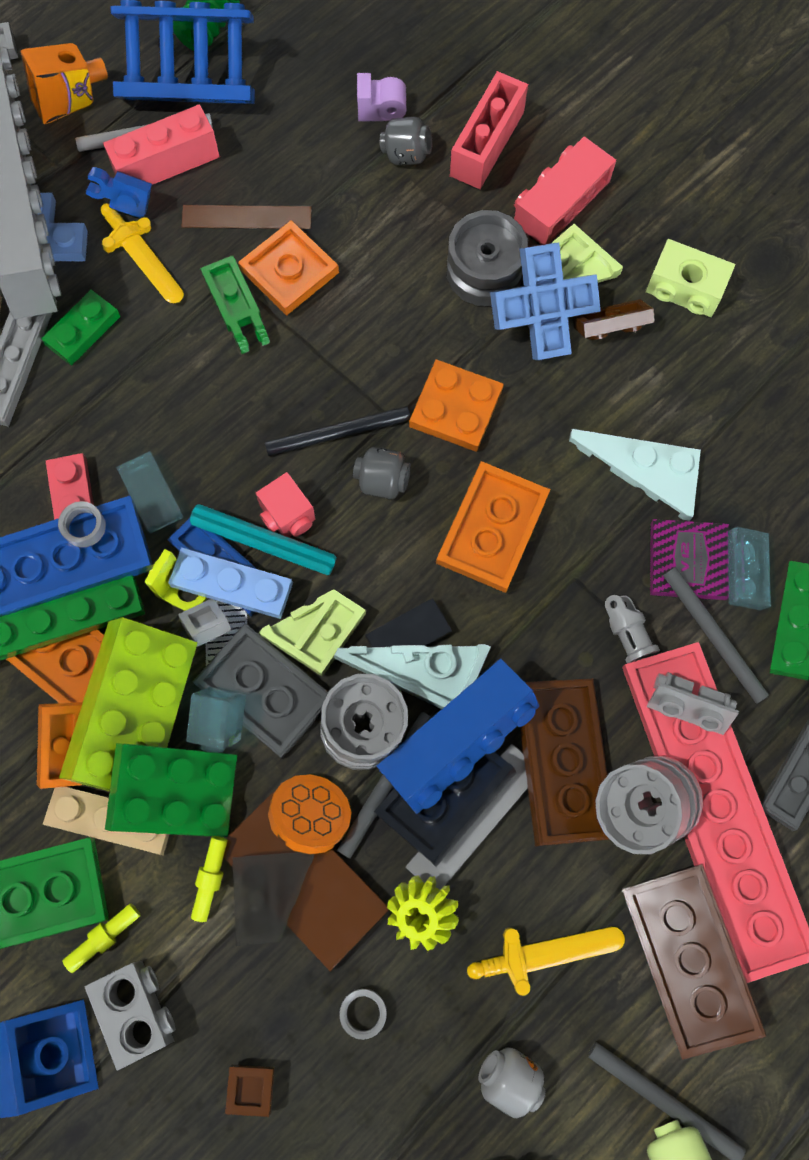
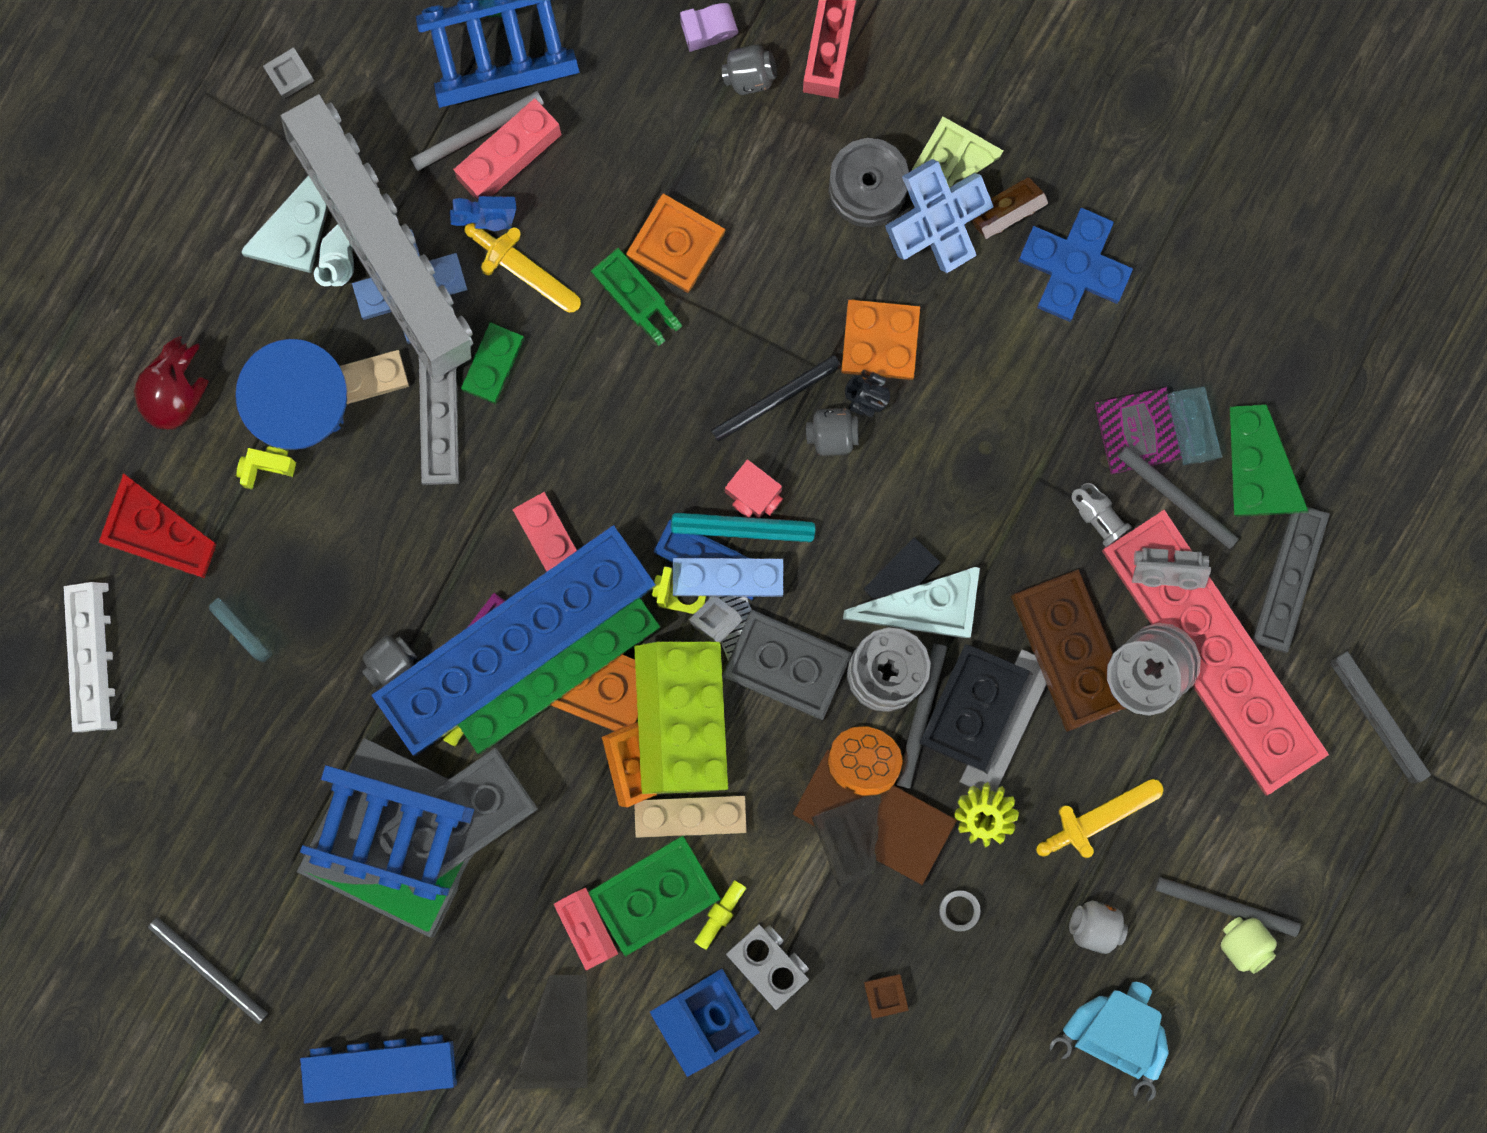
camera: 15 degrees left, 10 degrees up
(60, 79) = (378, 104): orange torso -> none
(72, 511) = (582, 549): light grey piece -> none
(149, 492) = (619, 509): clear light blue tile -> none
(170, 791) = (744, 776): green plate -> none
(209, 879) = (795, 840): neon yellow bar -> none
(215, 719) = (757, 703): clear light blue brick -> none
(245, 216) = (611, 194): reddish brown sticker -> none
(316, 630) = (818, 597): yellowish green wing -> none
(427, 446) = (867, 393): none -> black gear
(459, 736) = (976, 658): blue brick -> none
(493, 526) = (950, 452): orange plate -> none
(563, 190) = (922, 81): coral brick -> none
(657, 468) = (1090, 349): light aqua wing -> none
(665, 389) = (1075, 264): none -> blue plate
(693, 962) = (1223, 787): tile -> none
(705, 271) = (1090, 135): yellowish green brick -> none

